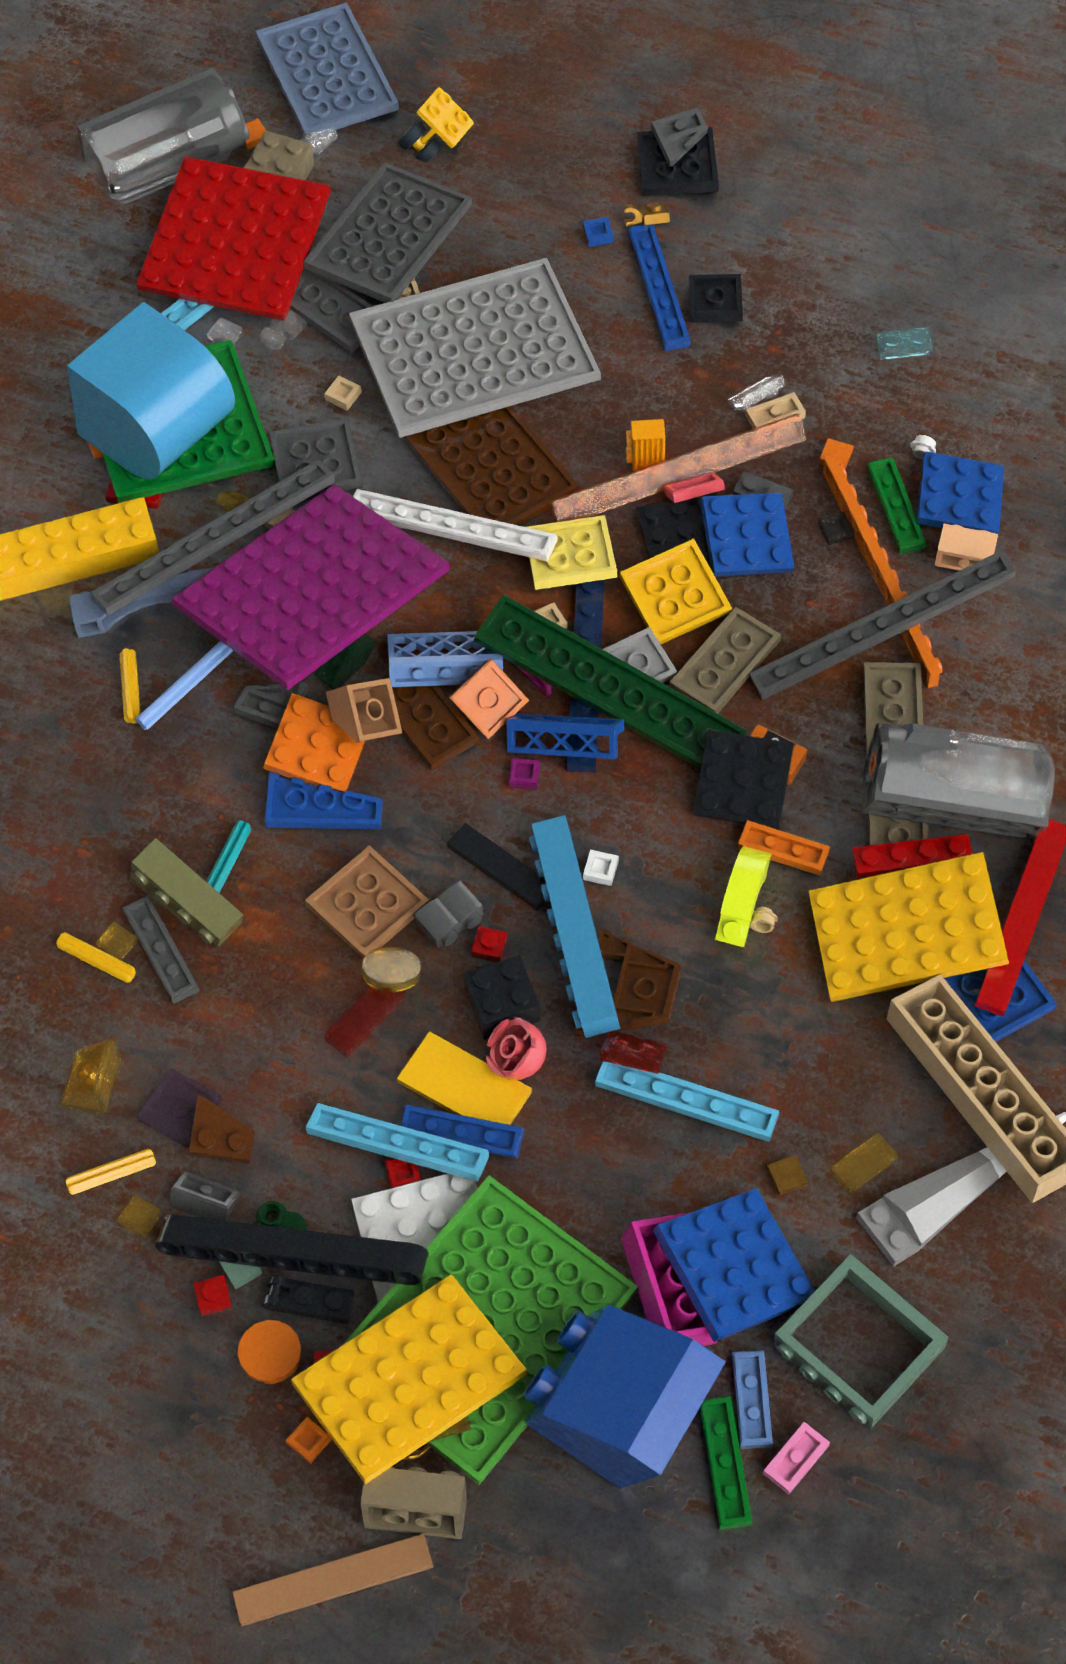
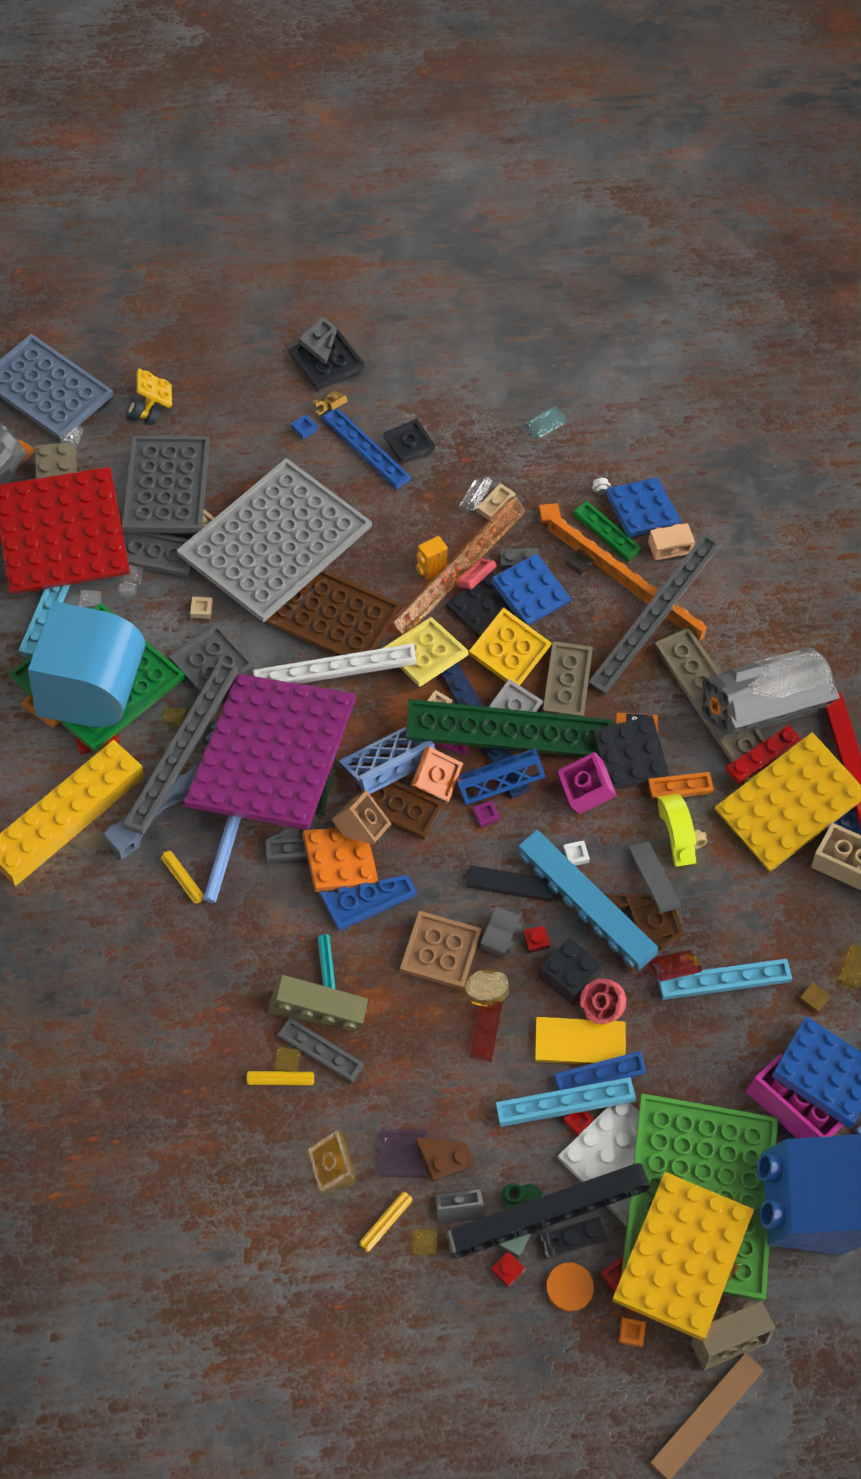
camera: 35 degrees left, 0 degrees up
(662, 789) = (587, 783): none -> dark pink brick
(675, 937) = (654, 877): none -> dark grey tile

